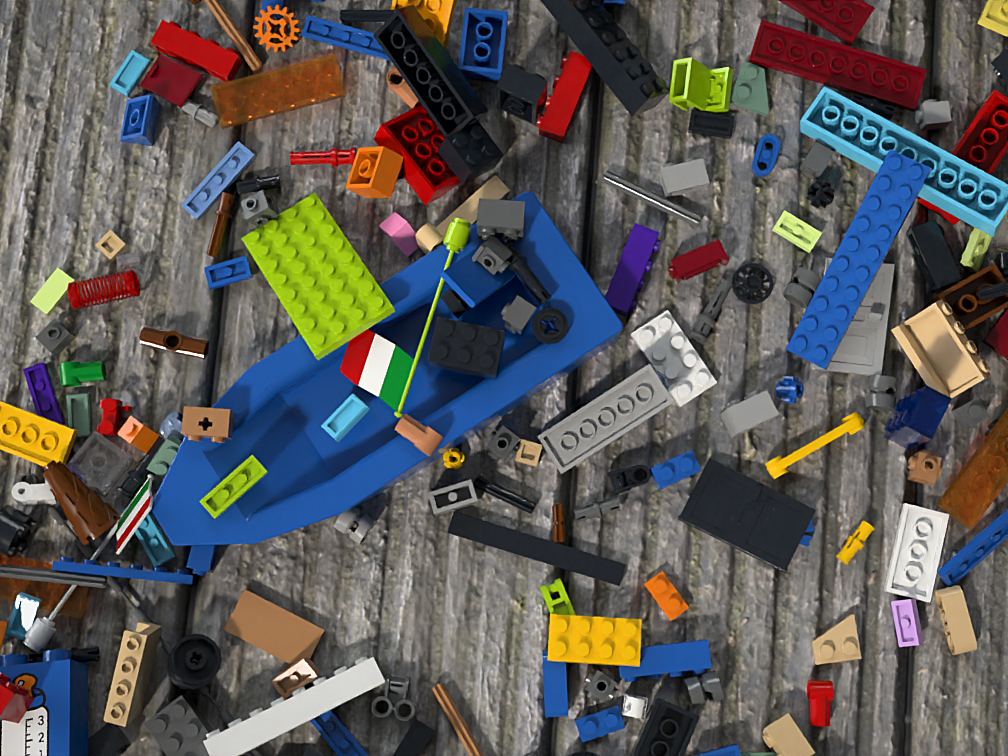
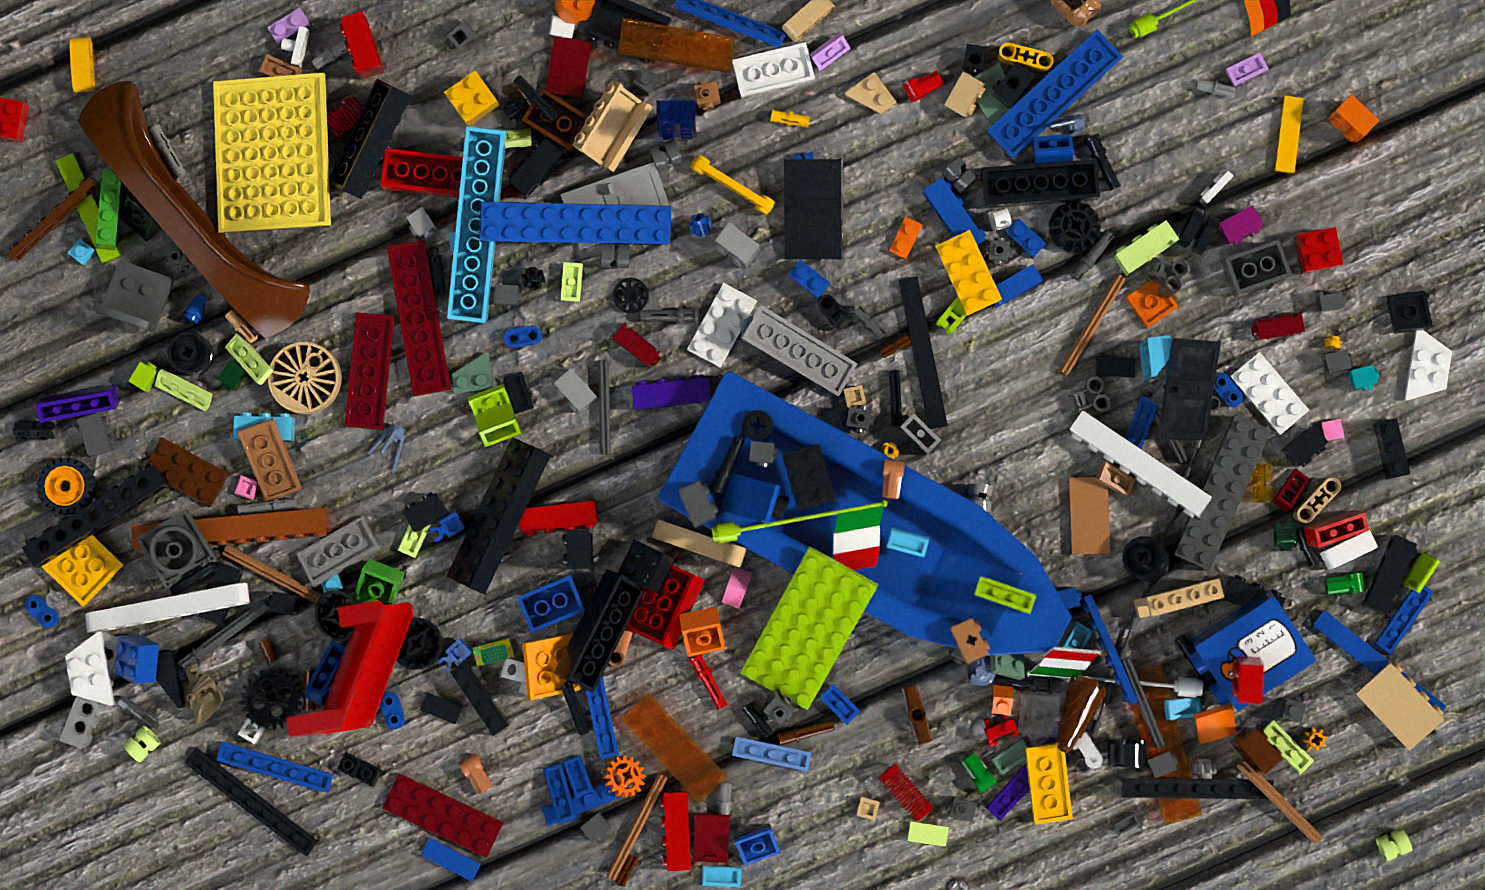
camera: 120 degrees left, 5 degrees up
(493, 255) = (728, 494): dark grey brick -> none

